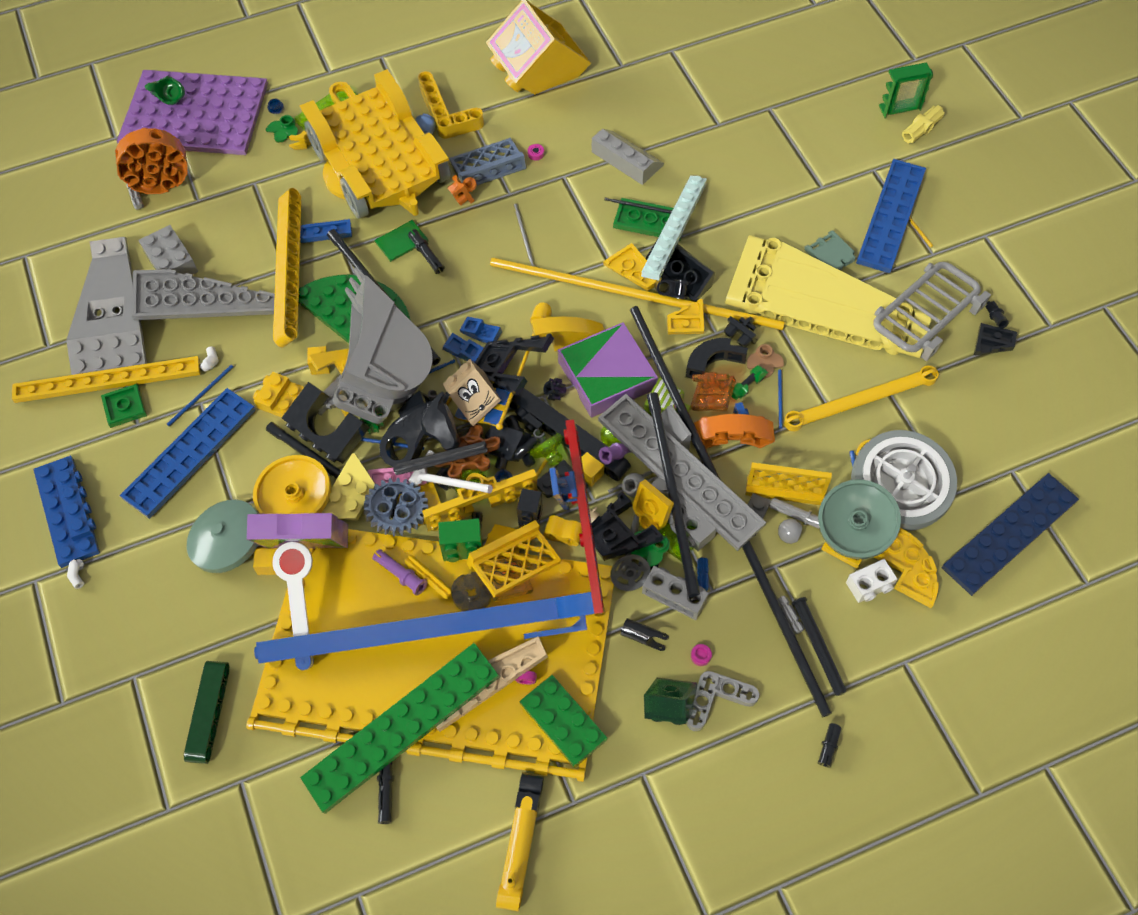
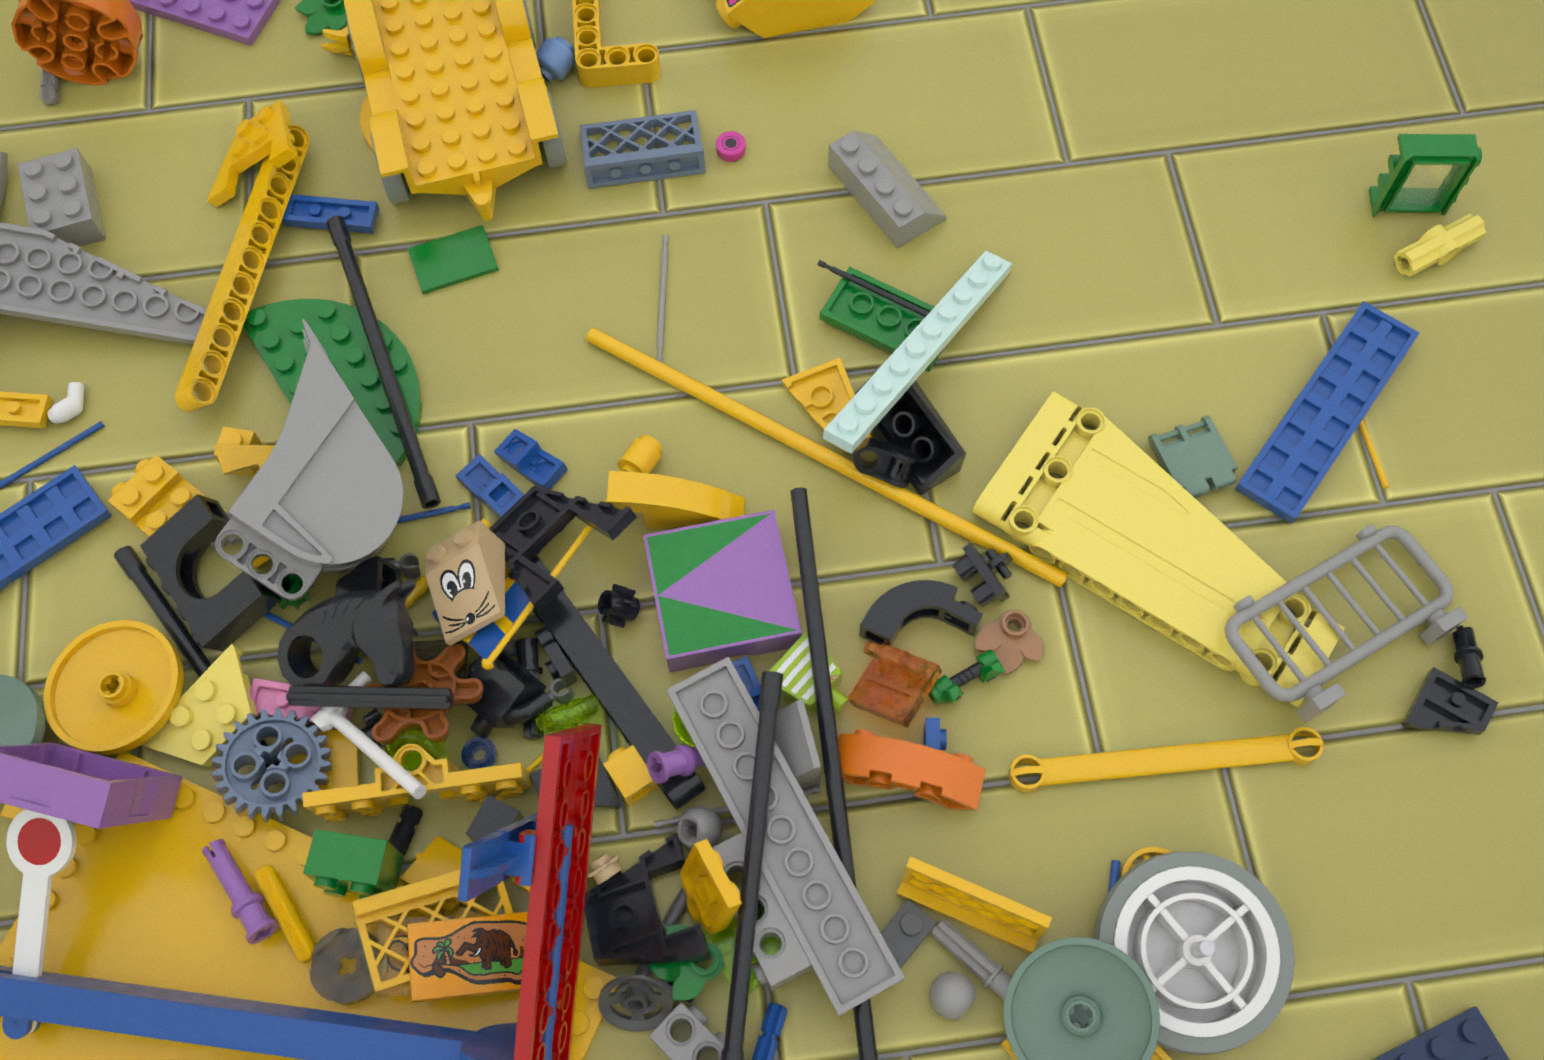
camera: 15 degrees right, 5 degrees up
(269, 202) = (254, 140): none -> yellow wing
(422, 246) = (481, 279): black pin -> none
(461, 190) = (579, 191): orange hips -> none
(544, 566) = (466, 956): none -> tile
(687, 320) = (893, 529): yellow wing -> none
(780, 398) = (1015, 725): blue axle -> none

